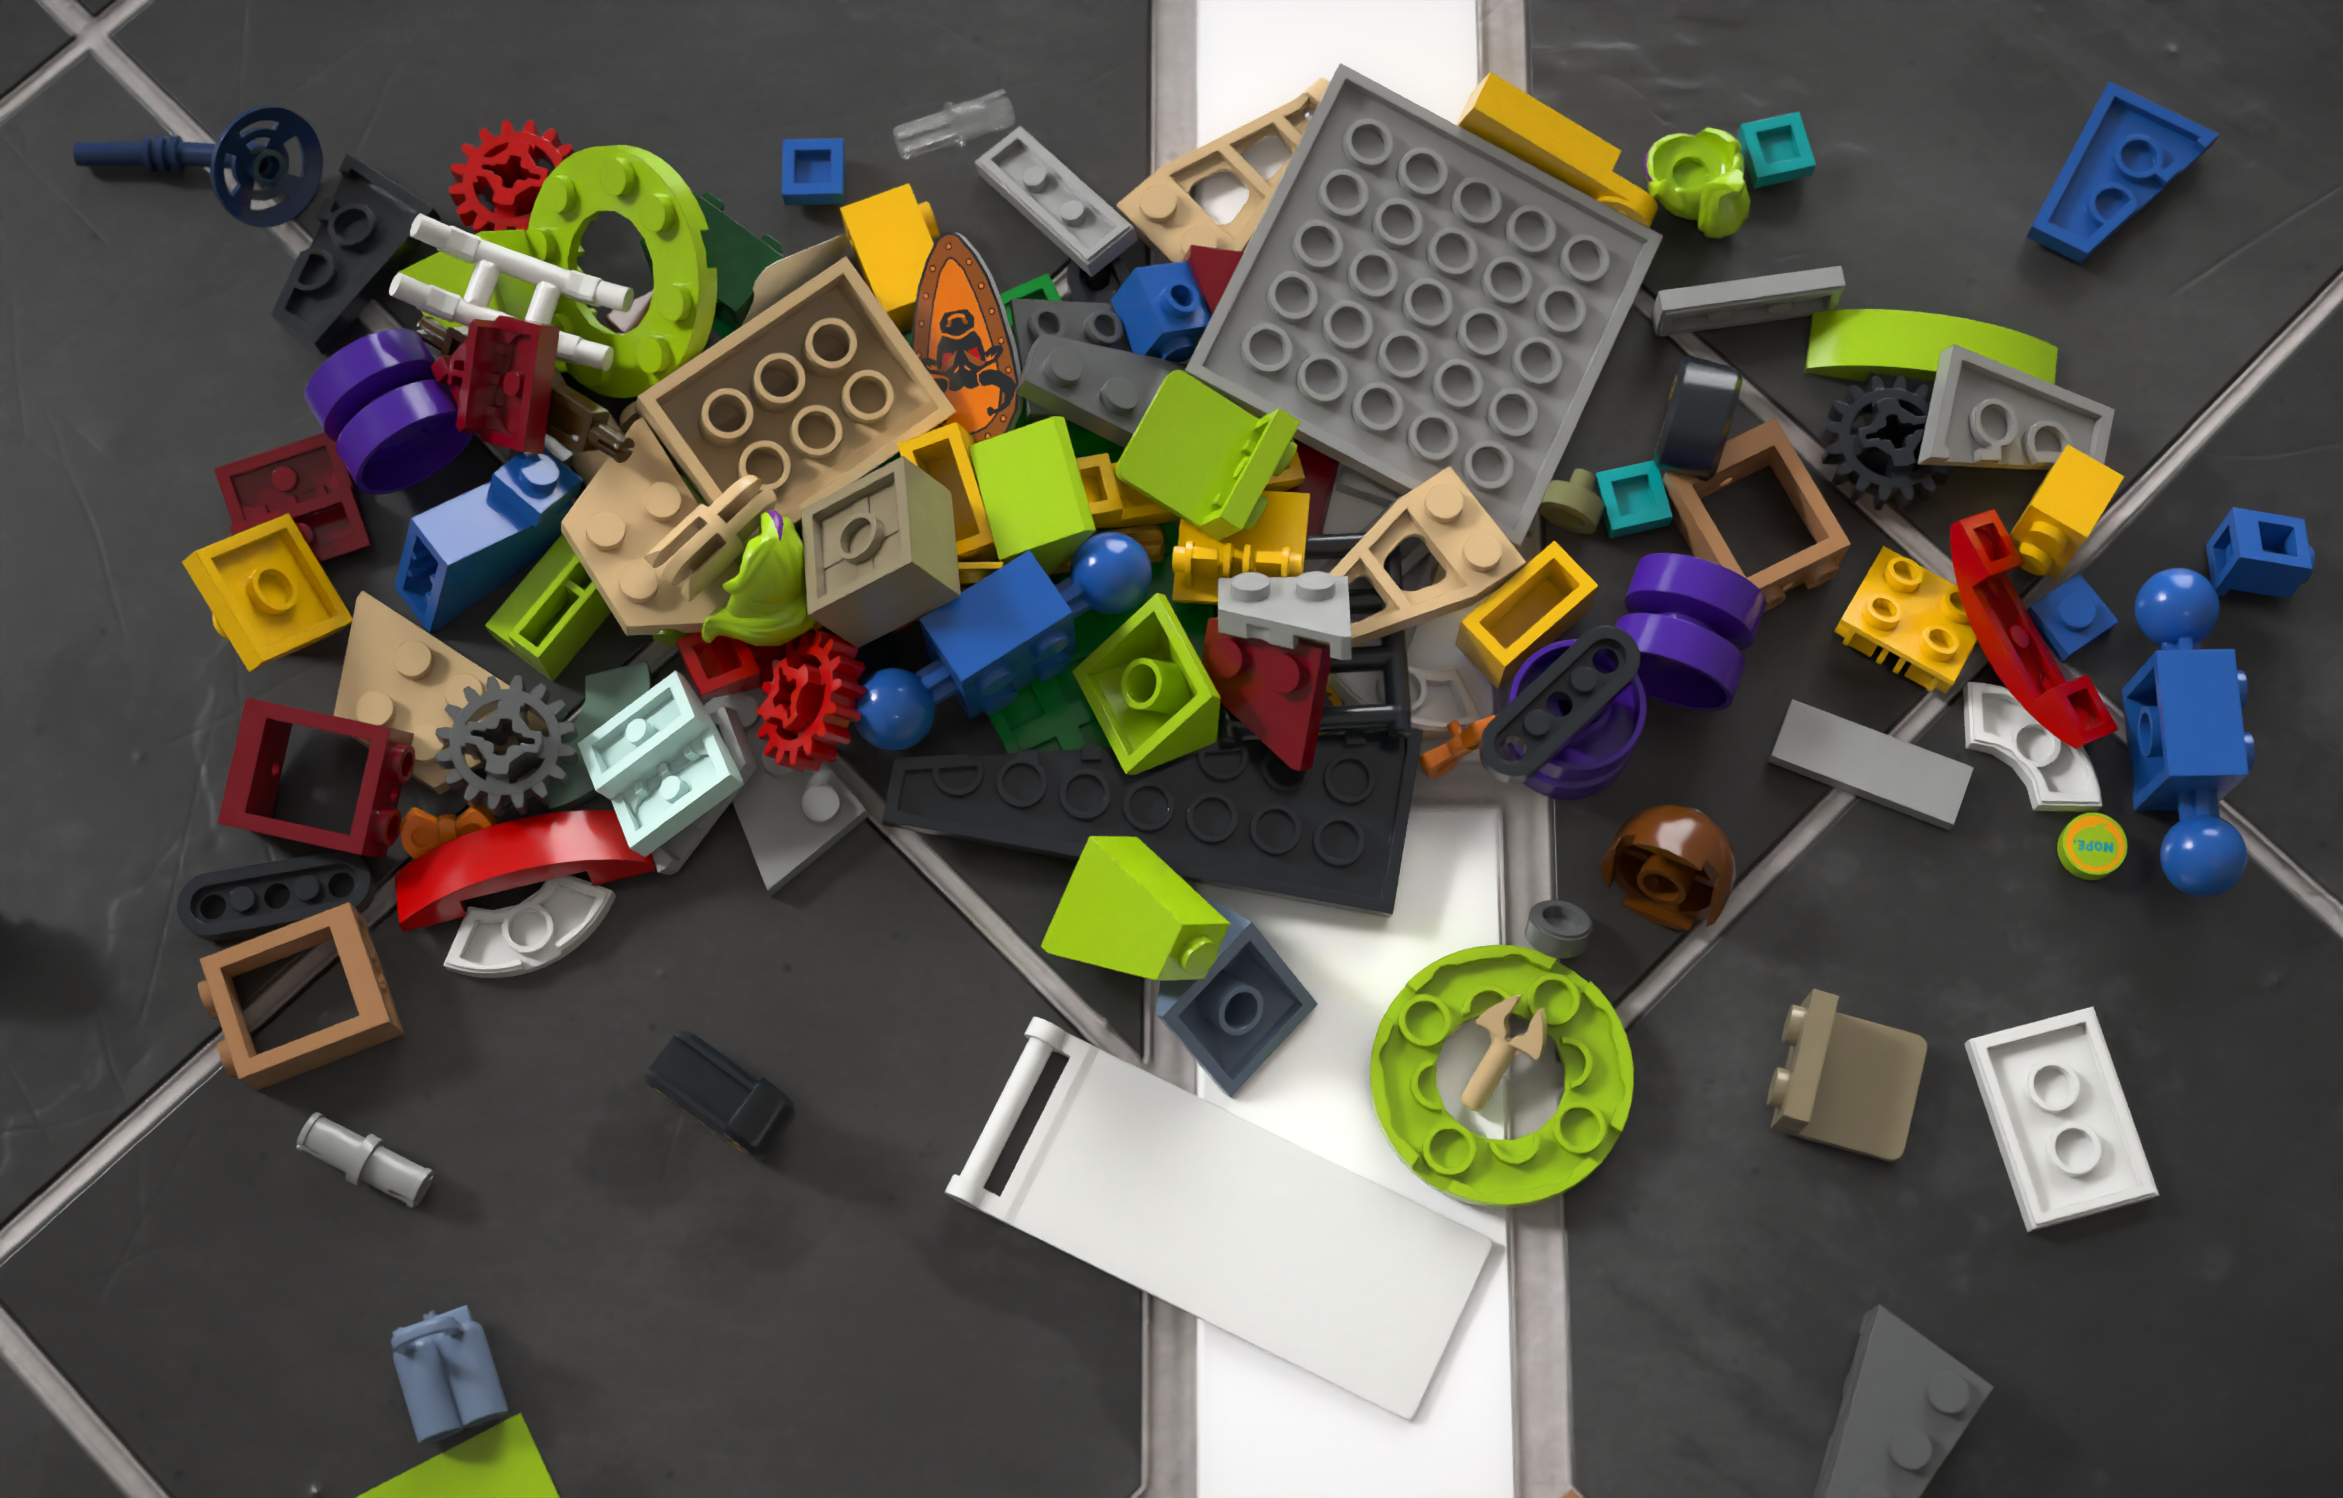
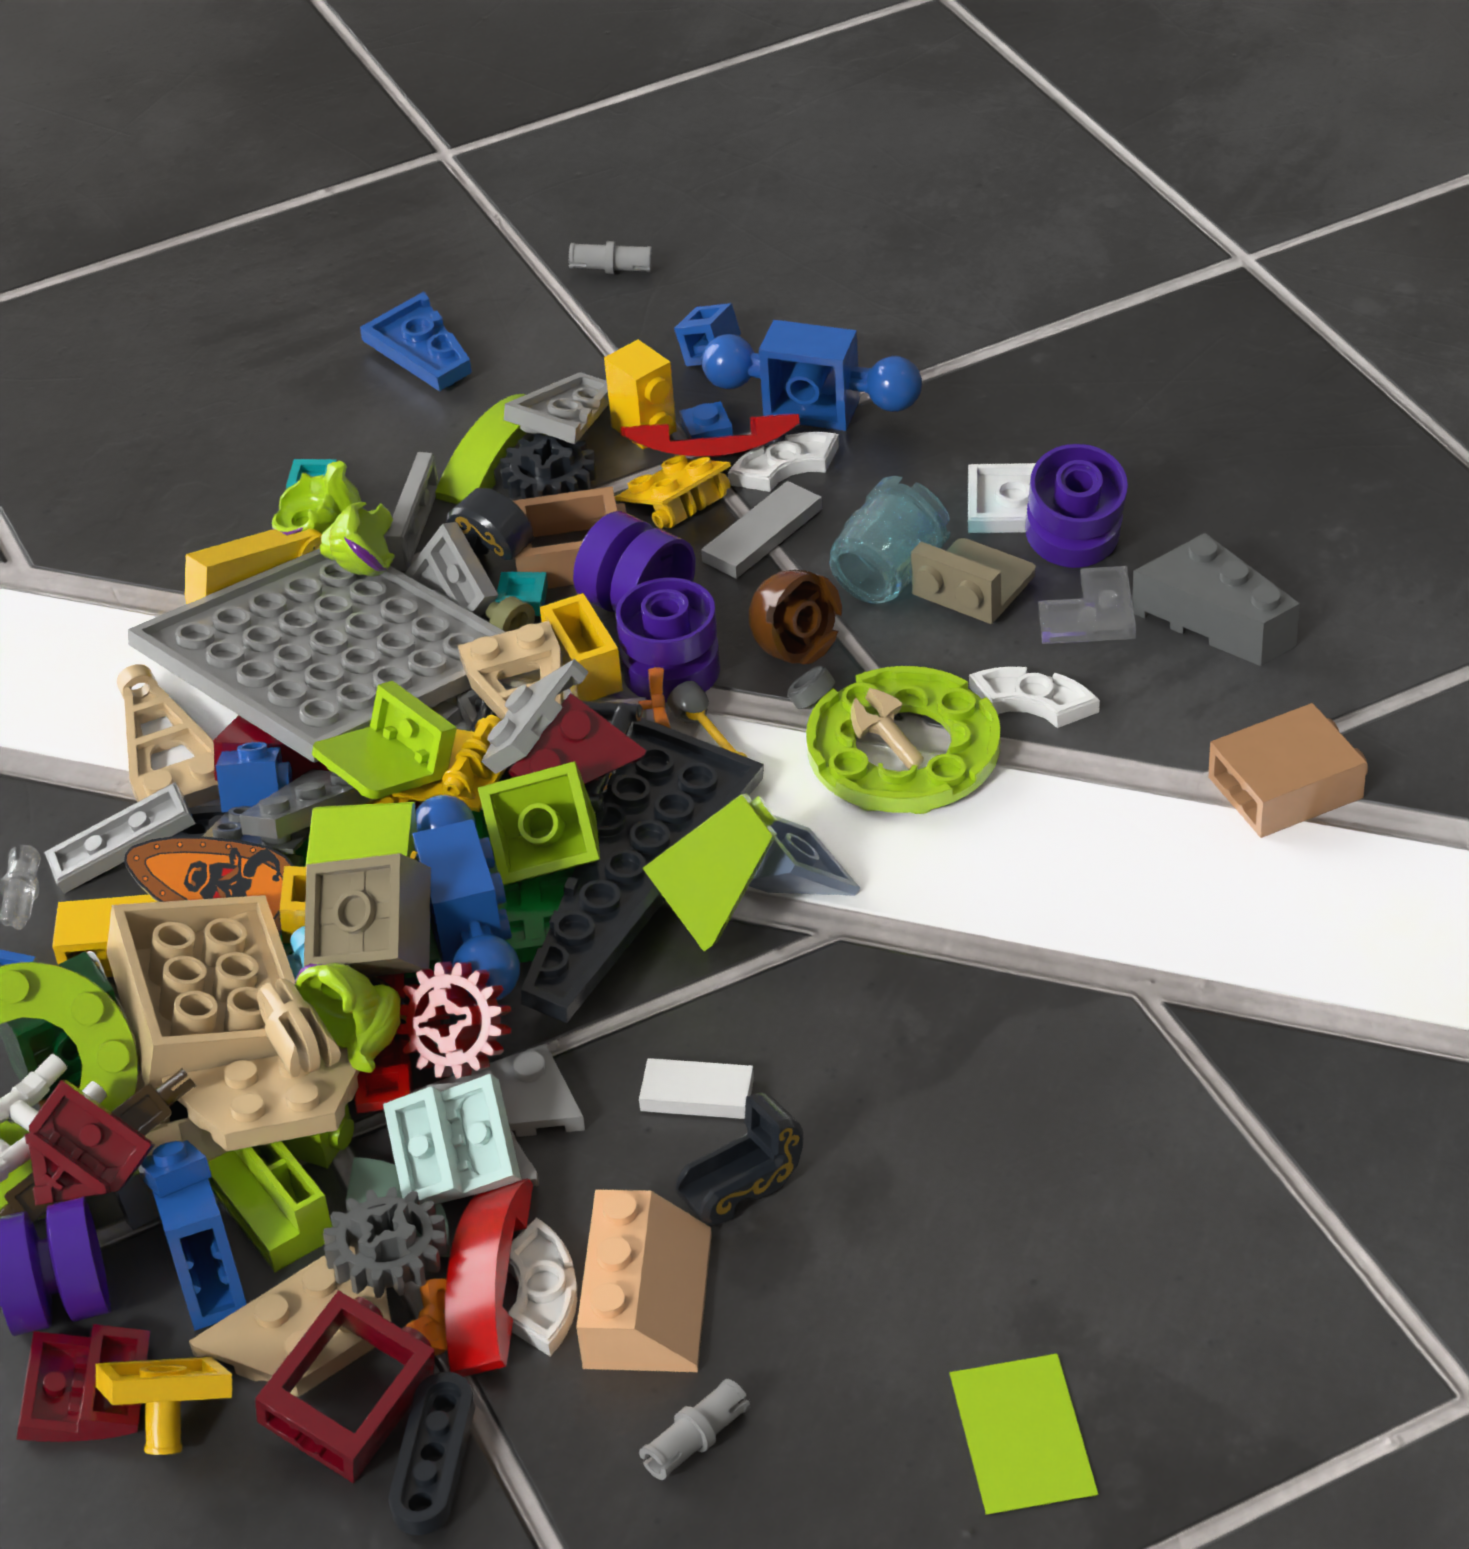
camera: 70 degrees left, 30 degrees down
(377, 1013) = (528, 1398): medium nougat window -> none
(447, 1375) = (900, 1403): sand blue piece -> none
(538, 1041) = (643, 1284): none -> light nougat slope
(850, 1004) = (696, 1088): none -> white tile
(1229, 1222) = (945, 912): white flag -> none
(1480, 792) = (690, 705): none -> dark grey hinge
(1567, 679) = (666, 602): black plate -> none
(1618, 408) = (453, 570): none -> light grey wing
(1620, 267) = (358, 540): none -> lime hair
(1653, 1222) = (1052, 698): none -> white tile
(1841, 1277) = (1099, 616): none -> clear tile
(1854, 945) = (877, 540): none -> clear light blue piece
(2003, 1186) = (1075, 505): none -> dark purple wheel
(2092, 846) = (862, 446): lime tile -> none

